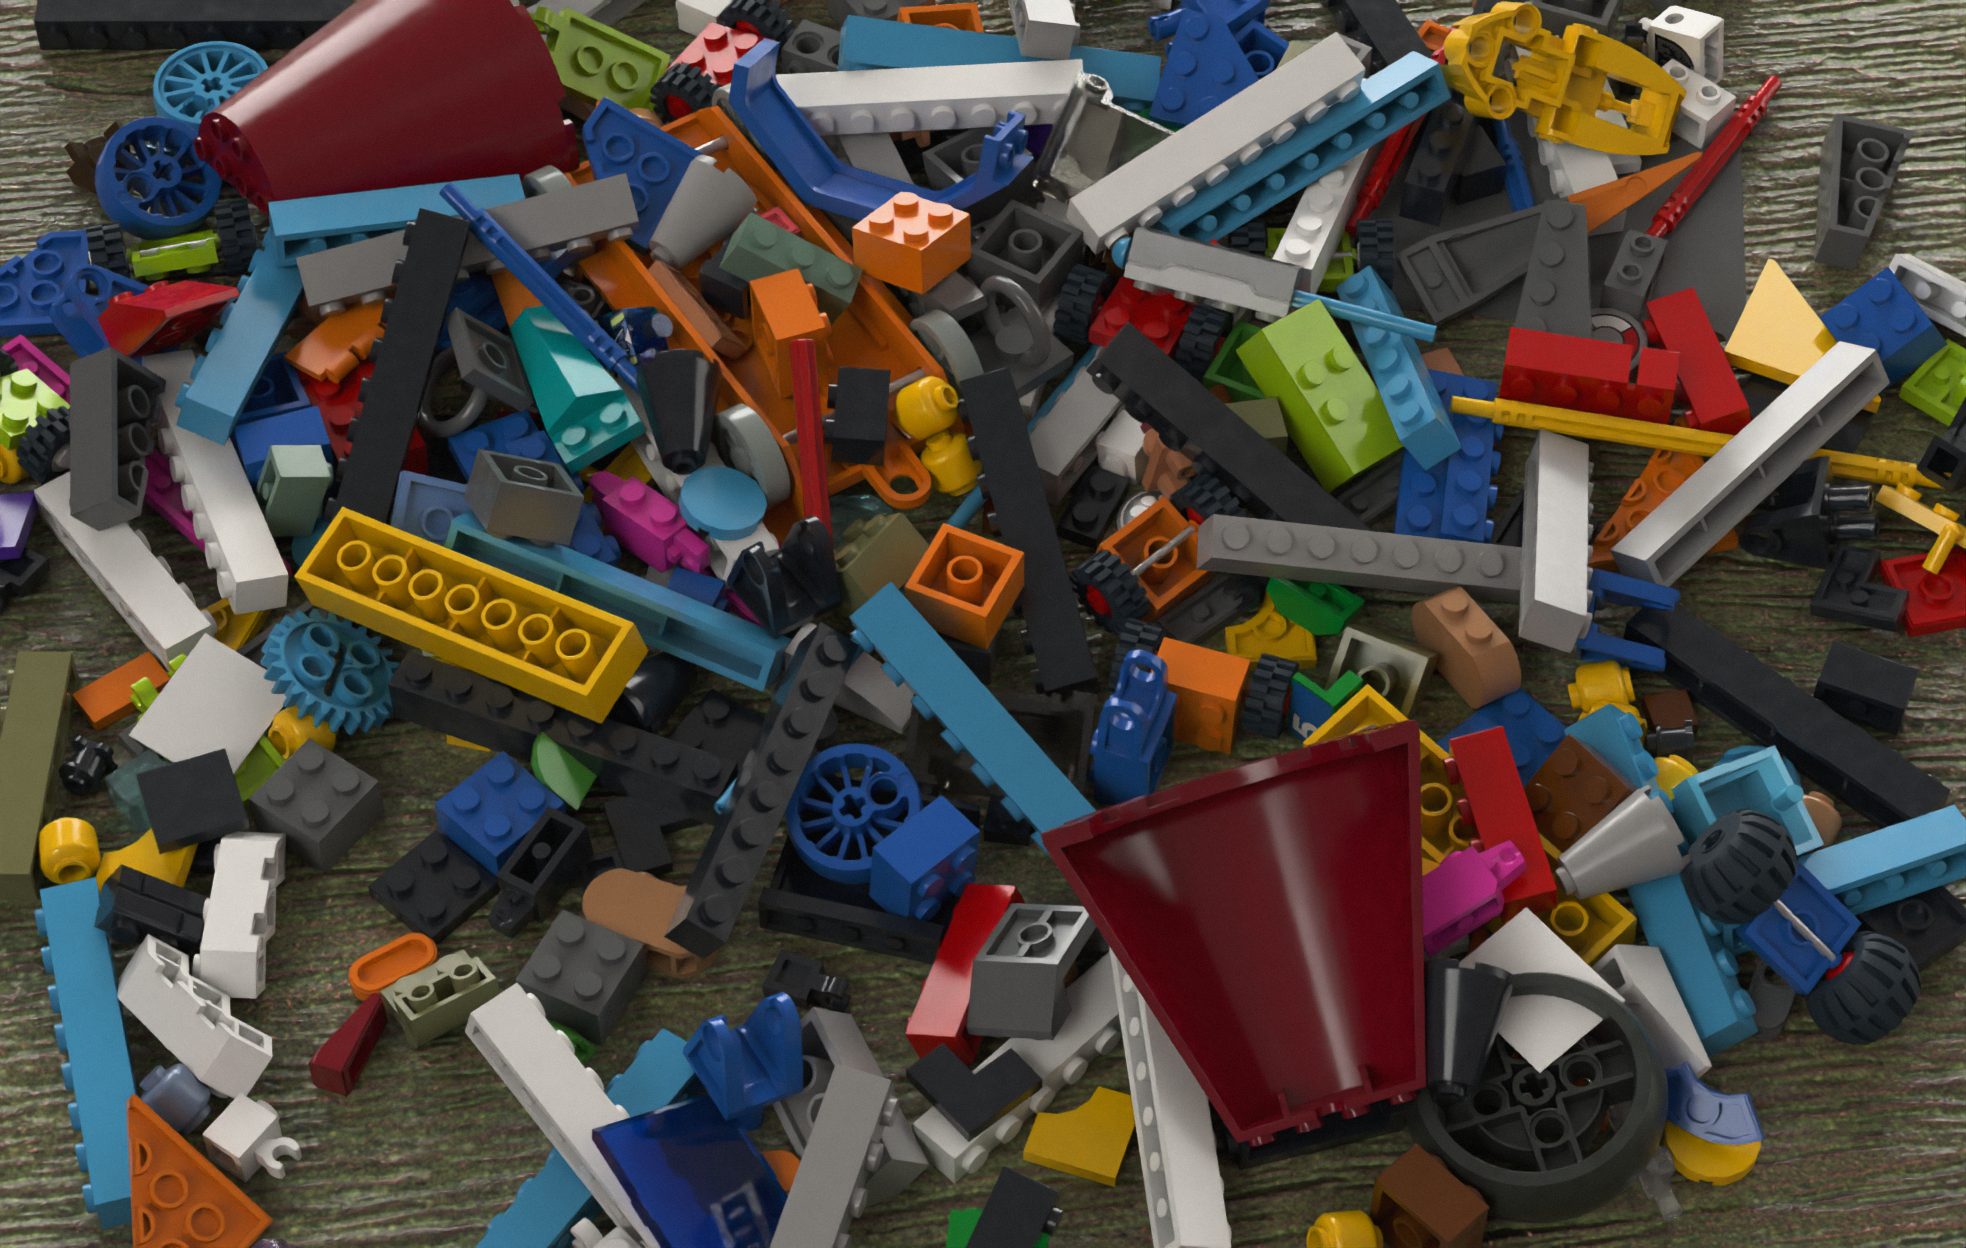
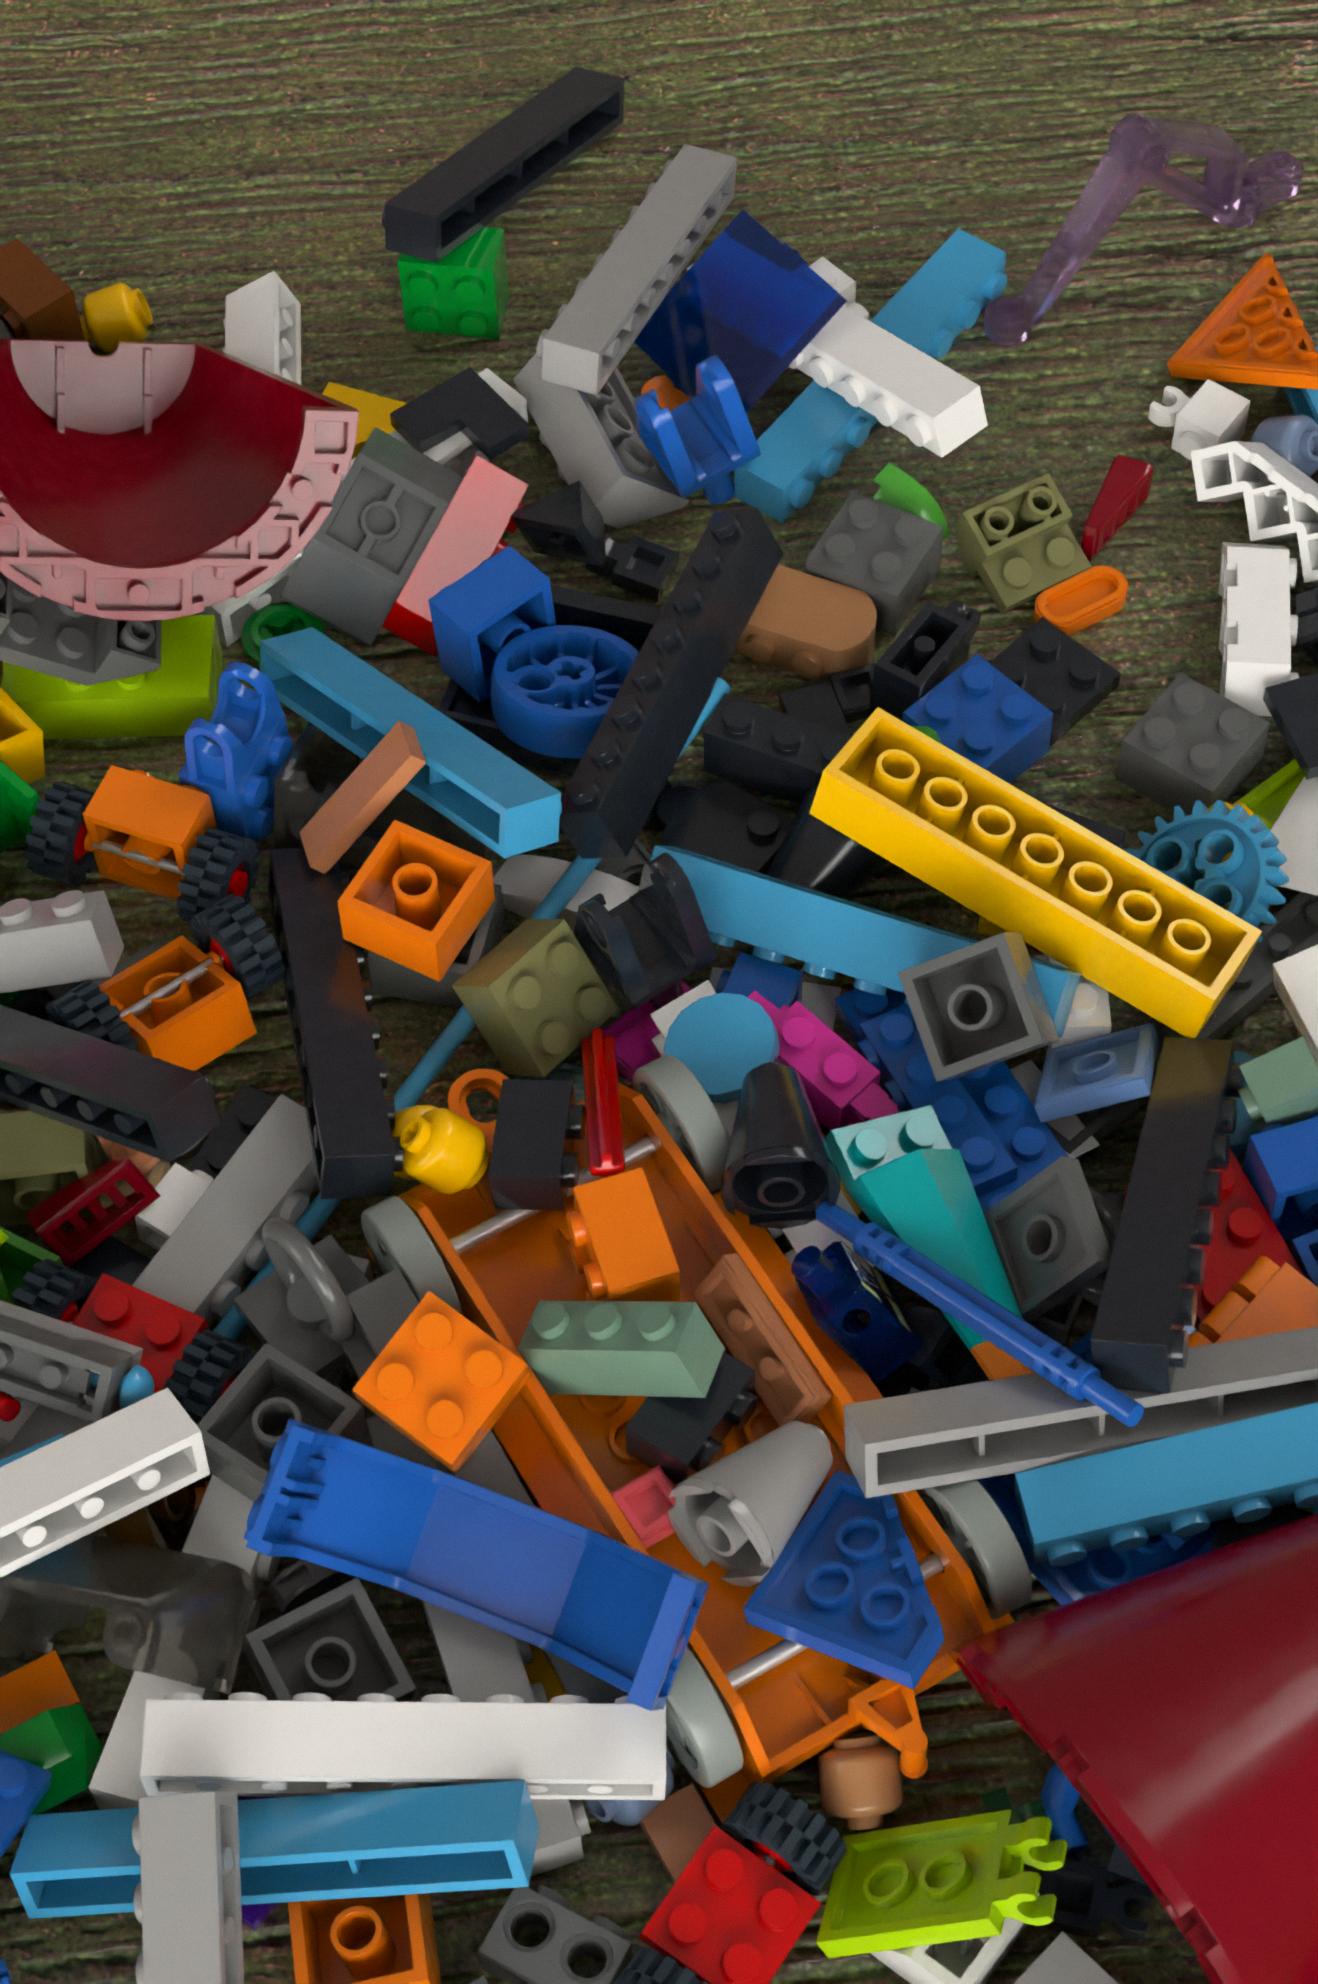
camera: 175 degrees left, 5 degrees up
(865, 983) = (564, 525): none -> black slope
(1018, 666) = (362, 797): none -> nougat tile

